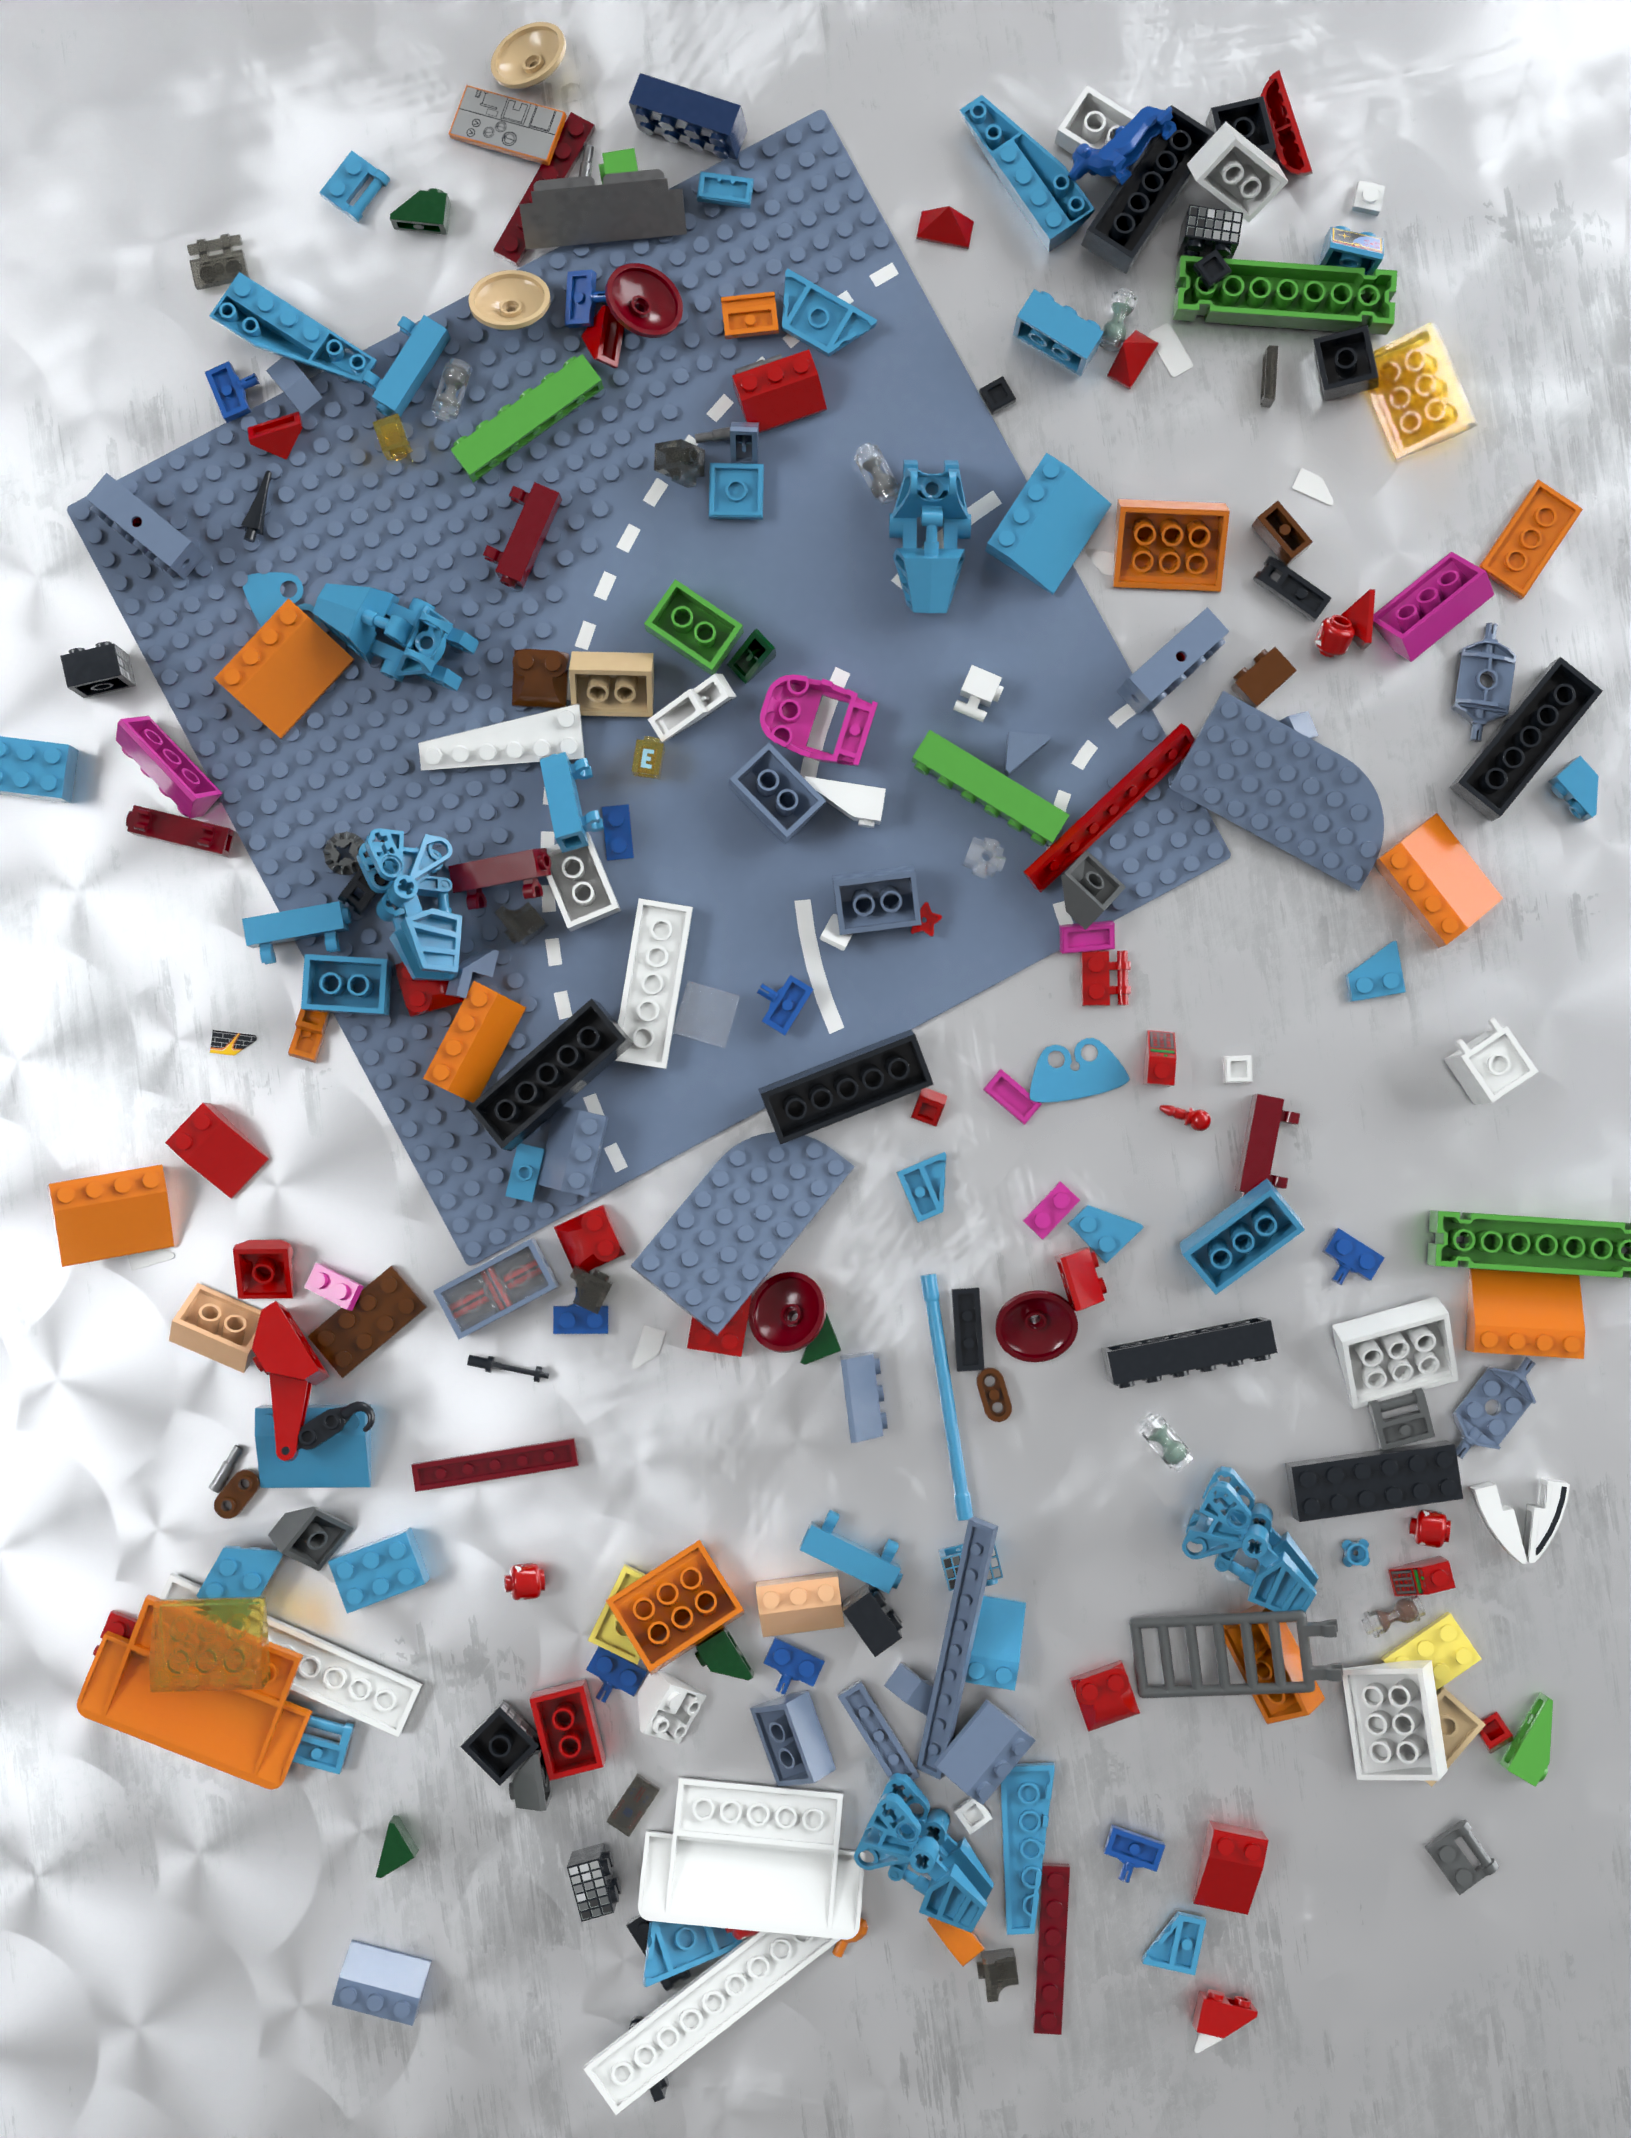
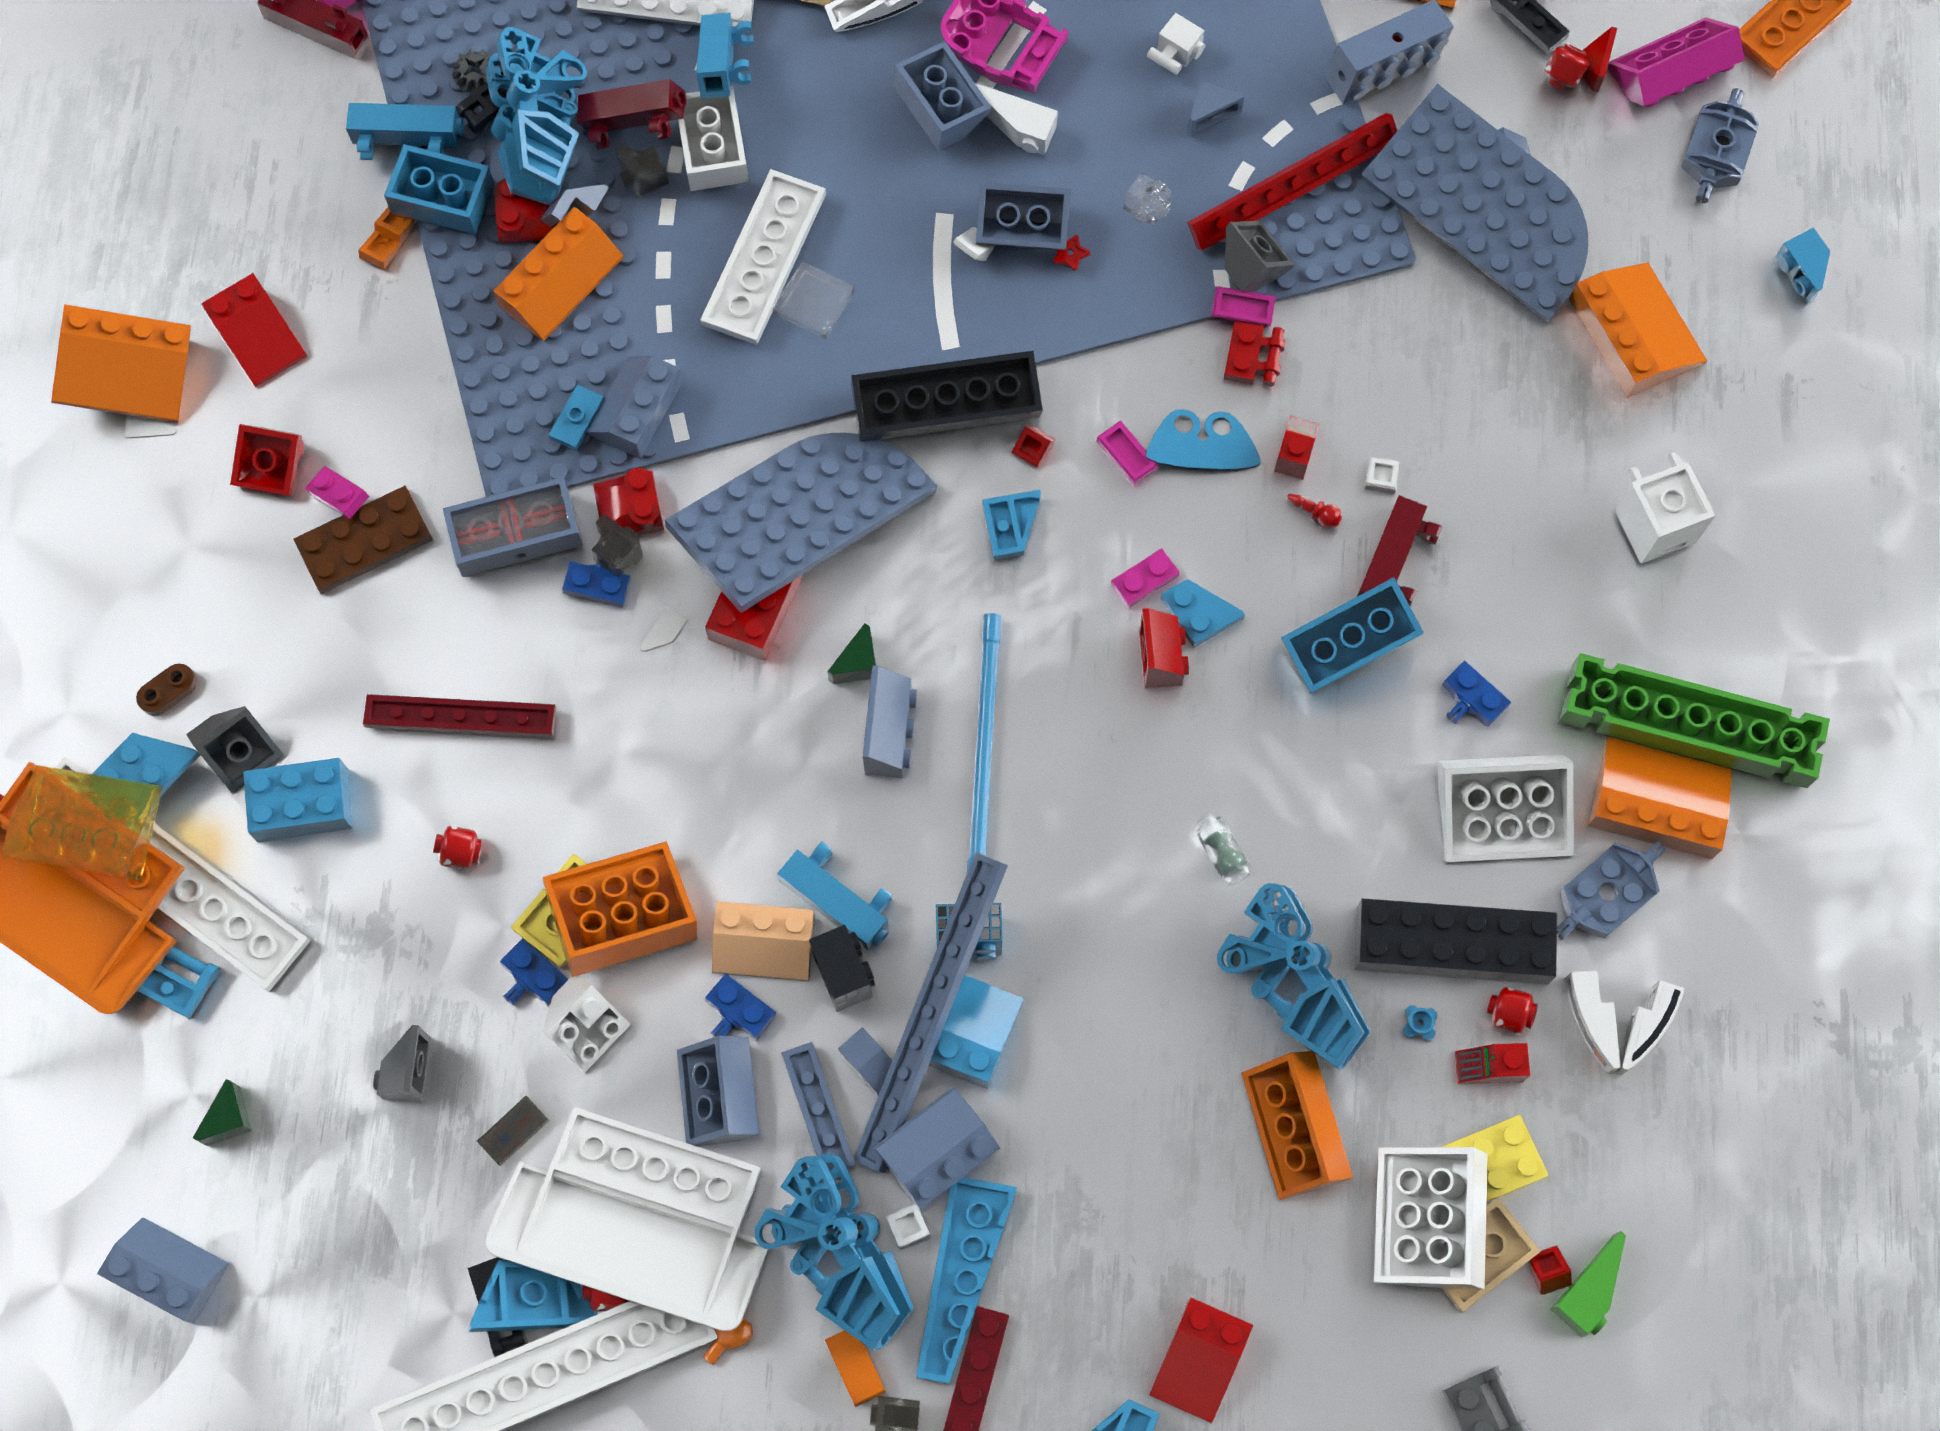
camera: 15 degrees right, 15 degrees down
(216, 1327) = (200, 509): light nougat slope -> none
(225, 1469) = (158, 664): flat silver pin -> none
(230, 1042) = (300, 233): sticker -> none
(293, 1369) = (262, 566): red slope -> none
(333, 1464) = (265, 653): dark azure slope -> none
(489, 1364) = (484, 610): black piece -> none
(501, 1742) = (378, 1016): black brick -> none
(550, 1075) = (630, 315): black brick -> none
(567, 1729) = (460, 1019): red brick -> none
(593, 1881) = (442, 1199): brick -> none
(617, 832) = (765, 110): blue plate -> none
(648, 758) = (815, 40): clear yellow brick -> none
(723, 1656) = (660, 977): dark green slope -> none
(777, 1303) = (826, 616): dark red dish -> none
(785, 1003) = (901, 304): blue plate -> none
(967, 1329) = (1023, 682): black plate -> none
(989, 788) = (1168, 137): bright green brick -> none
(993, 1394) = (1037, 759): reddish brown plate -> none
(1040, 1336) = (1098, 709): dark red dish -> none
(1104, 1695) = (1093, 1124): red slope -> none
(1133, 1851) = (1089, 1312): blue plate -> none
(1189, 1350) = (1268, 749): black brick -> none
(1263, 678) = (1487, 90): reddish brown brick -> none
(1305, 1629) = (1237, 1135): dark grey bar -> none
(1377, 976) = (1554, 411): dark azure wing -> none
(1405, 1427) = (1500, 892): dark grey plate -> none
(1405, 1610) = (1467, 1099): clear piece -> none
(1526, 739) = (1756, 202): black brick -> none

